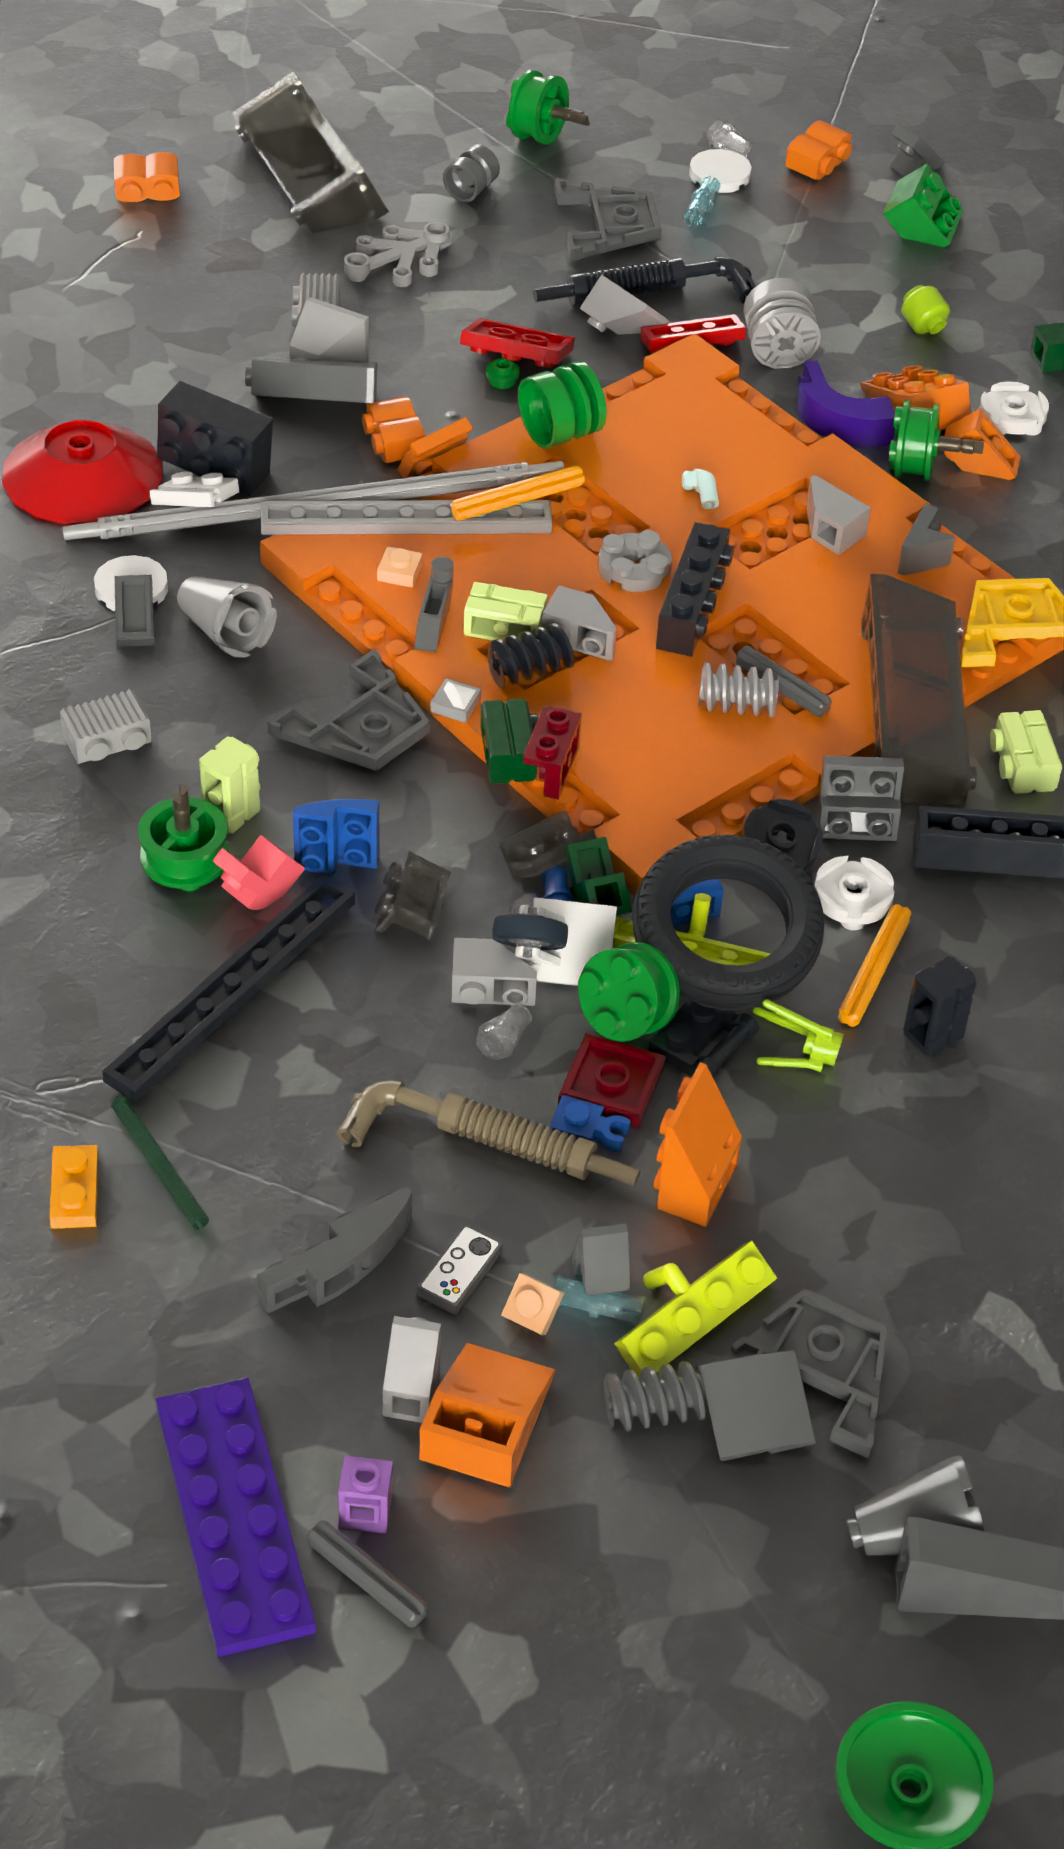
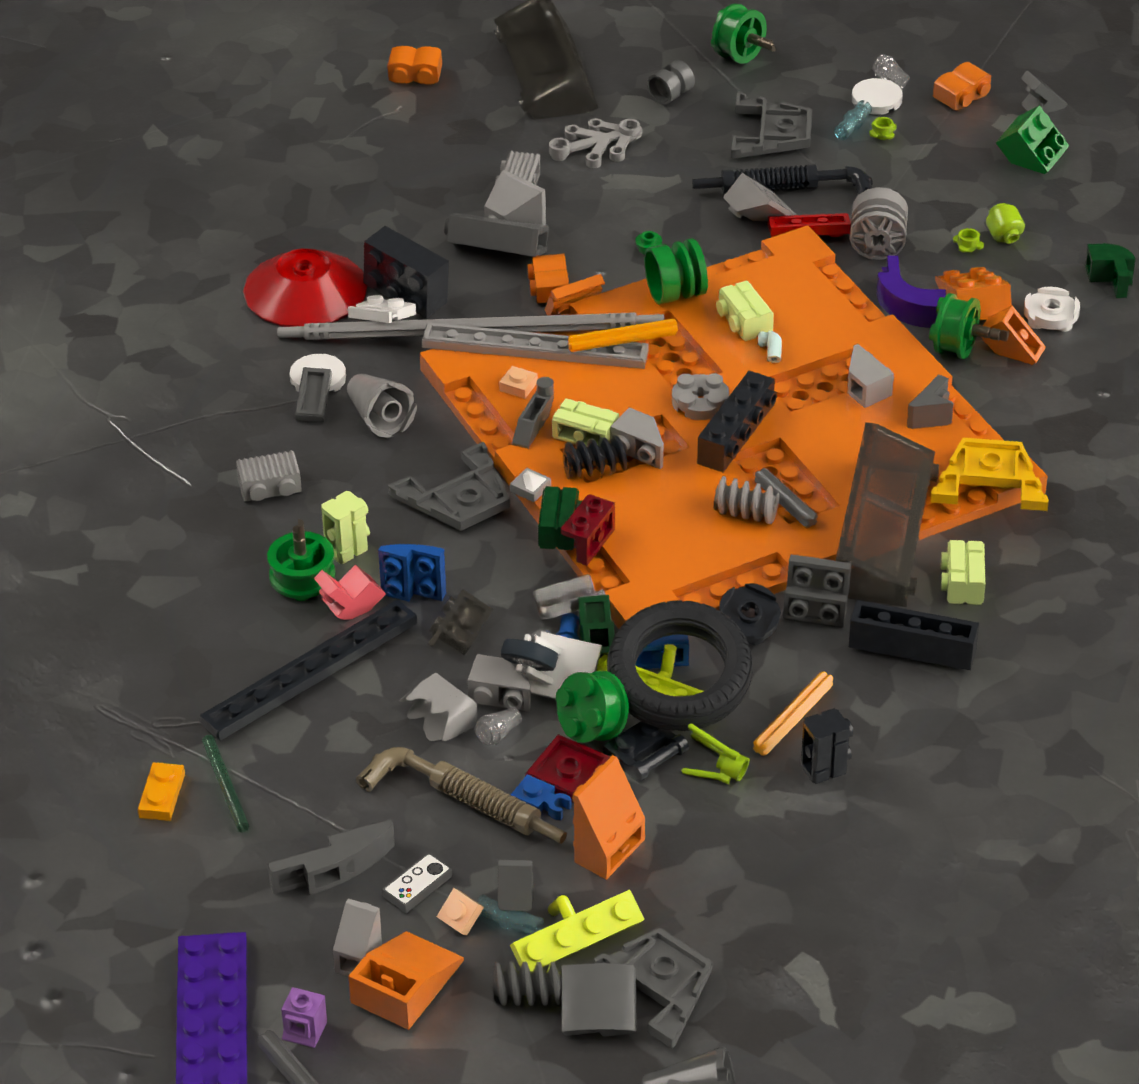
camera: 15 degrees right, 5 degrees down
(428, 1017) = (444, 707): none -> light grey piece
(517, 342) = (665, 219): red plate -> none
(658, 446) = (744, 310): none -> yellowish green brick
(740, 208) = (883, 128): none -> lime plate
(854, 908) = (791, 671): white plate -> none
(887, 334) = (968, 240): none -> lime plate

